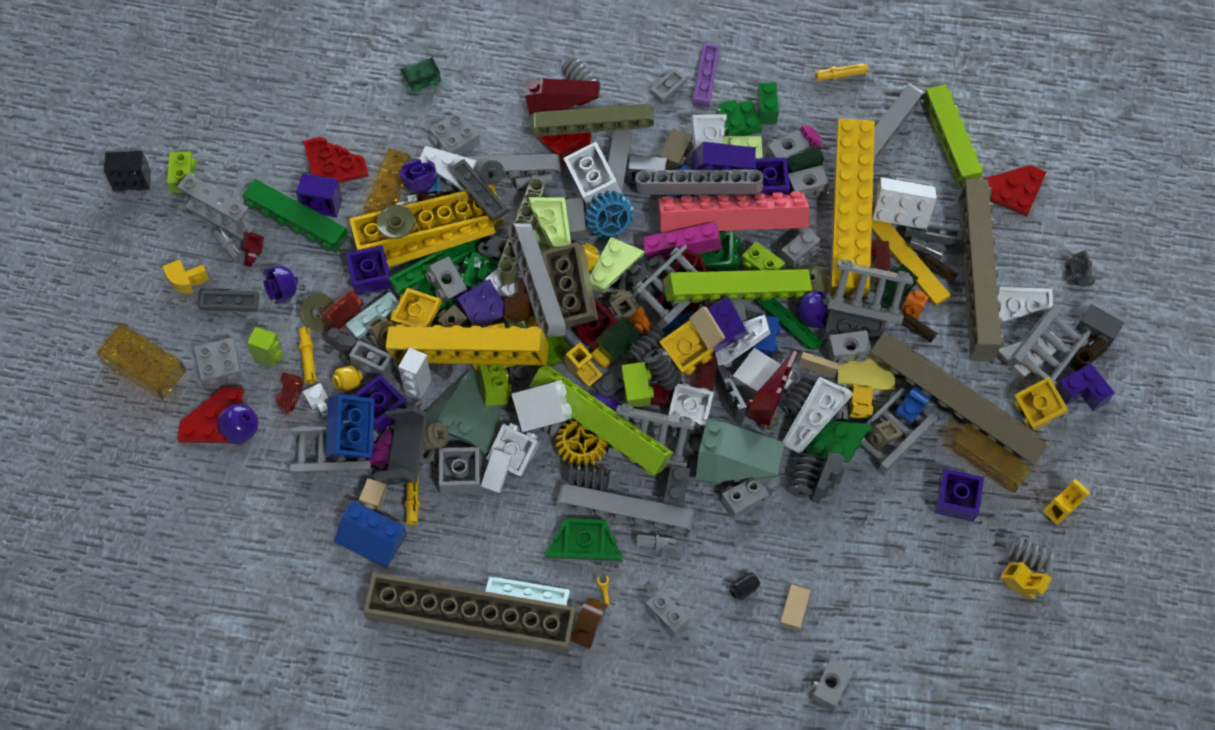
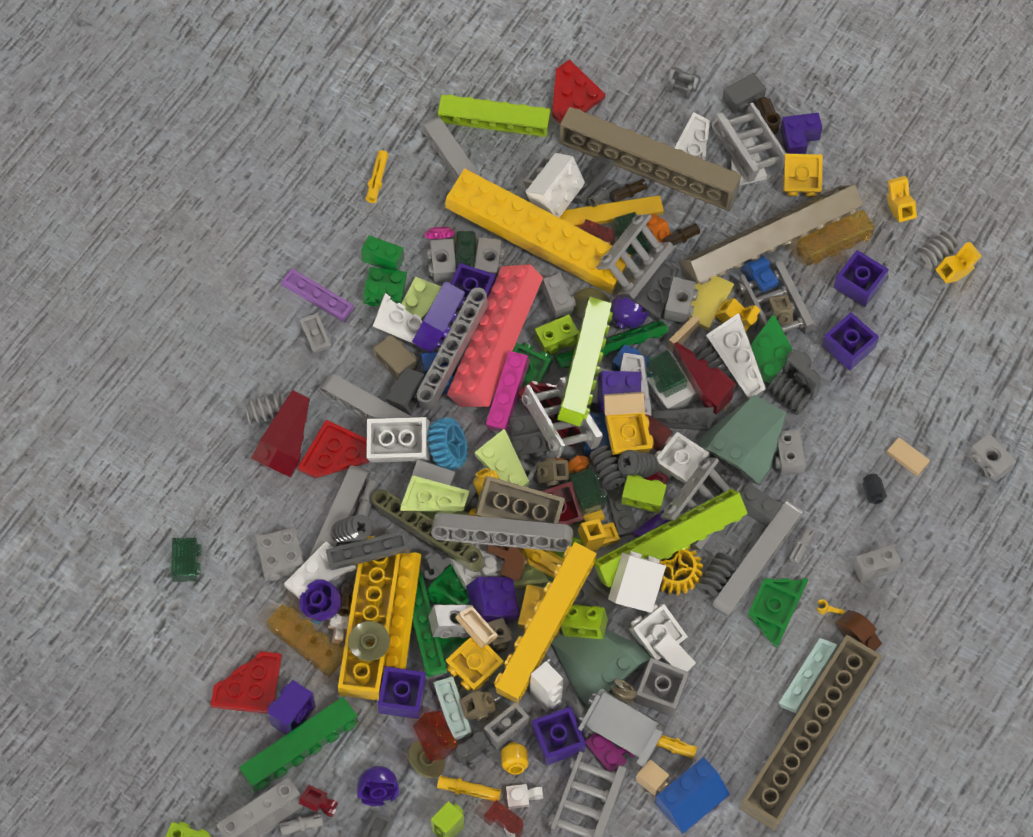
camera: 65 degrees left, 0 degrees up
(349, 427) = (580, 769): blue slope -> none
(444, 297) = (476, 626): none -> tan tile
(591, 120) = (330, 417): olive beam -> none
(763, 359) = (666, 374): none -> clear green brick
(886, 508) = (850, 341): none -> dark purple brick

